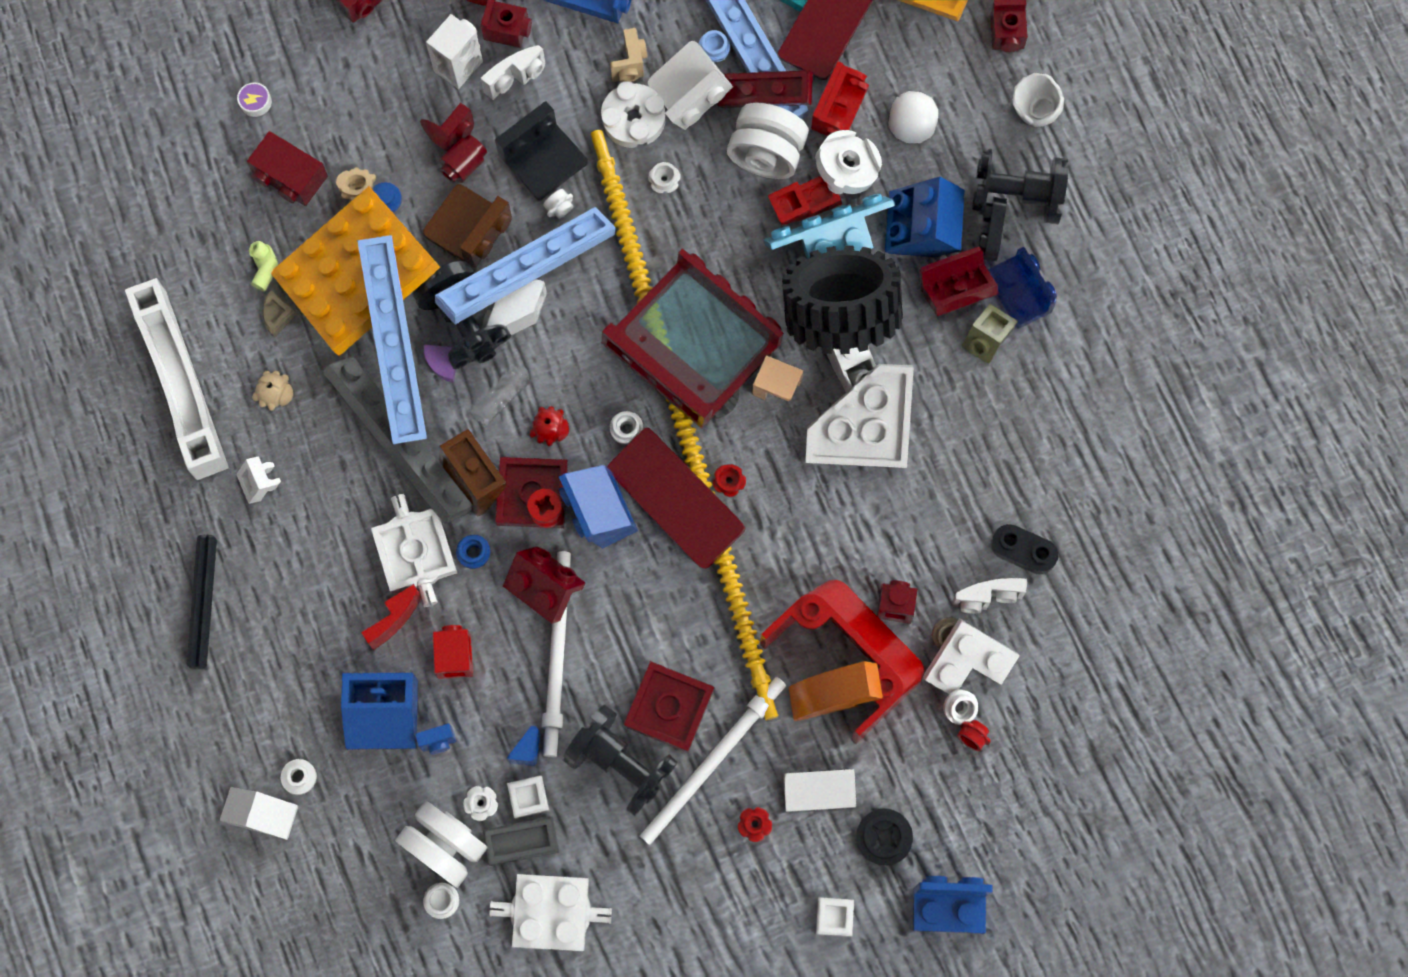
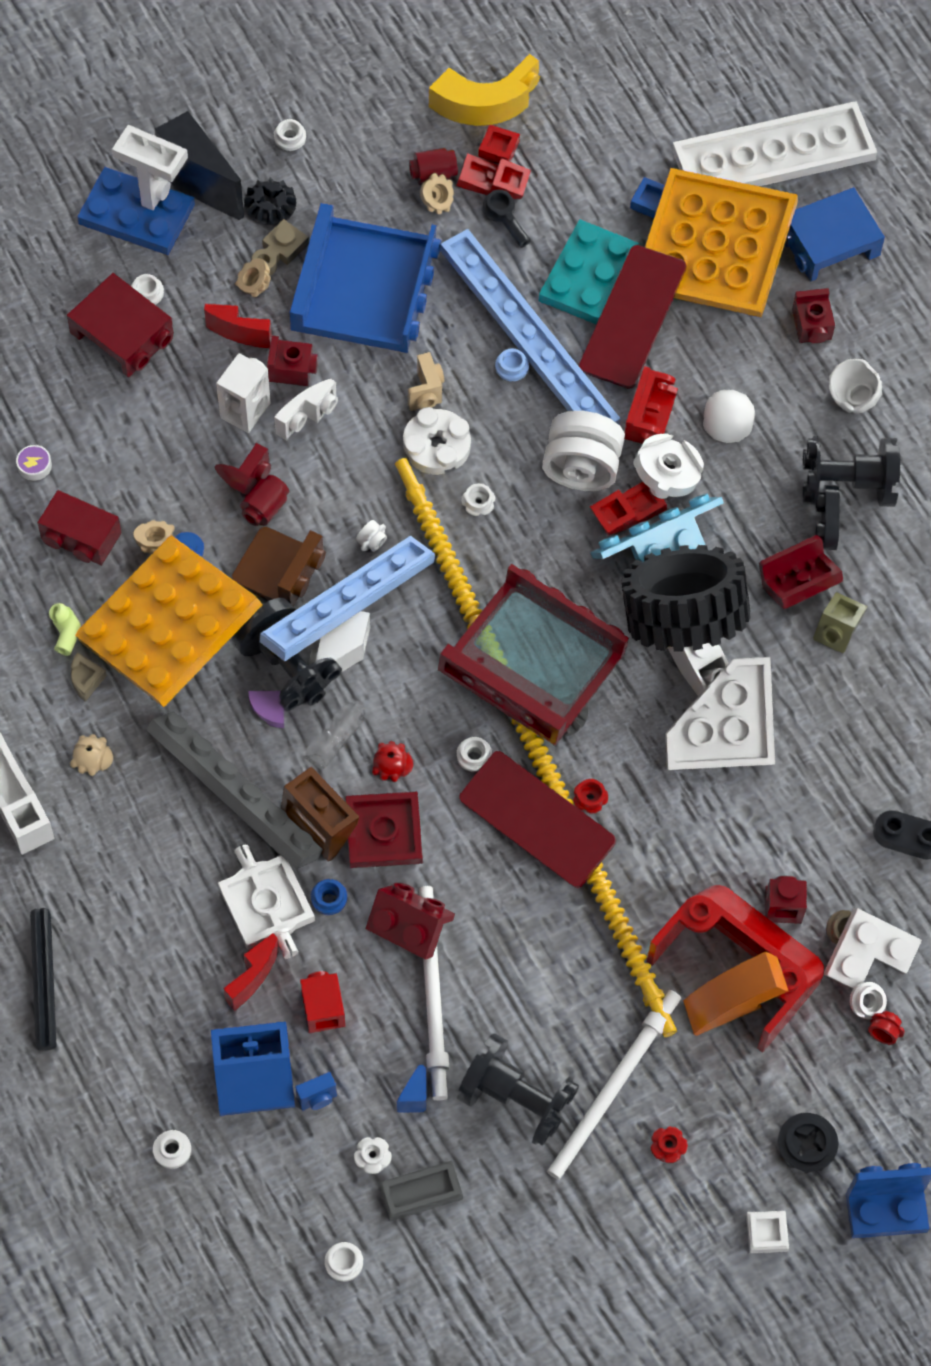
camera: 10 degrees left, 10 degrees down
(254, 479) = (85, 846): white tile -> none
(259, 812) = (133, 1191): white slope -> none
(392, 339) = (222, 682): light blue plate -> none
(442, 842) = (339, 1196): white wheel -> none
(528, 797) = (422, 1144): white tile -> none
(540, 152) = (345, 486): black bracket -> none
(545, 515) = (402, 849): red wheel -> none
(550, 912) = (463, 1260): white plate -> none
(598, 505) = (462, 837): slope -> none
(669, 707) = (560, 1033): dark red plate -> none
(689, 85) = (493, 404): white bracket -> none
(772, 88) = (593, 395): dark red tile -> none
(777, 379) = (627, 687): light nougat panel -> none
(819, 790) = (732, 1101): white slope -> none
(925, 219) = (757, 514): blue slope -> none
(979, 596) = (869, 885): white slope -> none
(1023, 288) = (869, 573): clear blue bracket -> none

